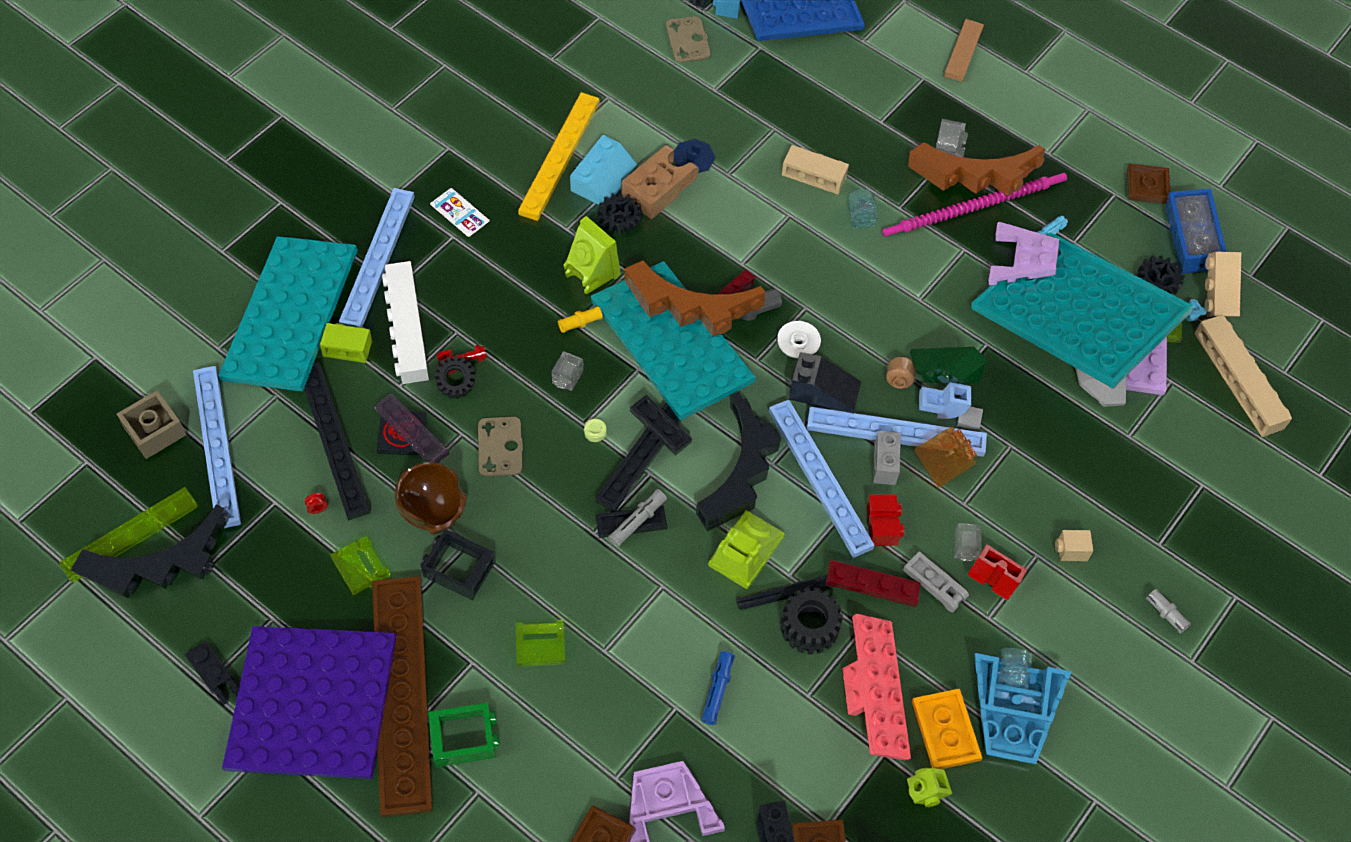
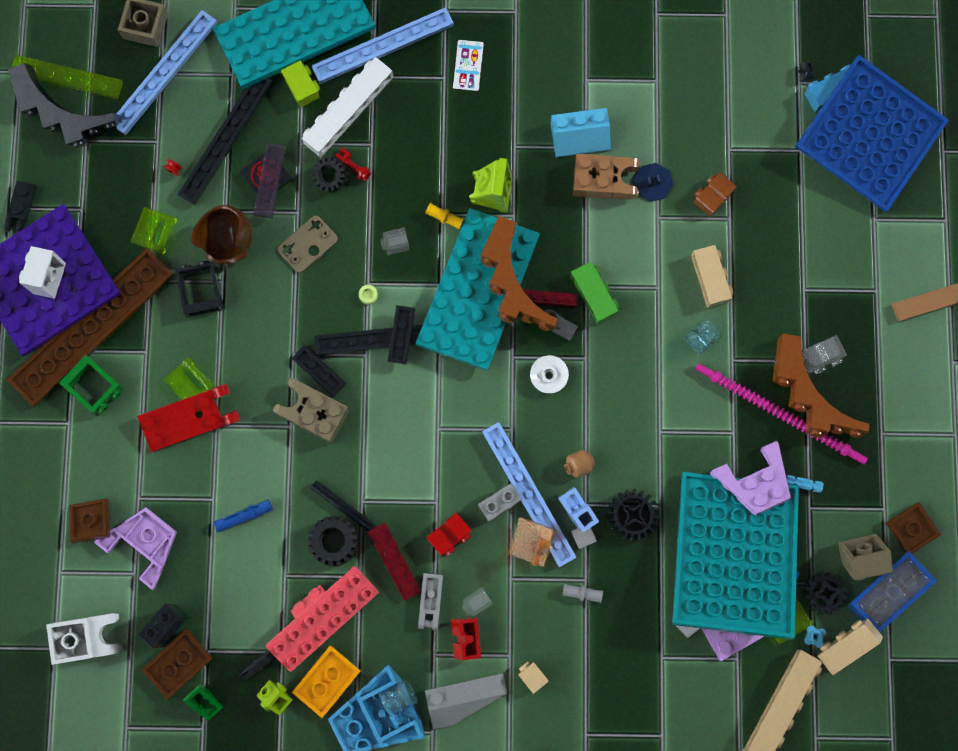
camera: 55 degrees right, 20 degrees up
(310, 682) = (42, 272): none -> white brick
(558, 157) = (573, 90): yellow plate -> none
(573, 677) = (178, 420): none -> red hinge
(620, 213) = (561, 173): black gear -> none
(644, 511) = (319, 374): light grey pin -> none
(670, 548) = (309, 407): none -> dark tan brick
(683, 39) = (757, 90): dark tan axle -> none
(736, 492) = (389, 422): black arch -> none
(745, 120) = (714, 194): none -> dark orange brick
(746, 549) = (357, 460): lime piece -> none
(755, 257) = (594, 292): none -> bright green brick
(821, 479) = (449, 469): light blue plate -> none
(823, 384) = (523, 419): black slope -> none
(881, 782) = (257, 665): none -> black pin
(949, 364) = (598, 493): dark green wedge -> none
(996, 360) = (639, 521): none -> black gear
(1023, 453) = (582, 593): none -> light grey pin
(1051, 624) = (459, 700): none -> light grey wedge
(1152, 223) = (865, 557): none -> dark tan brick

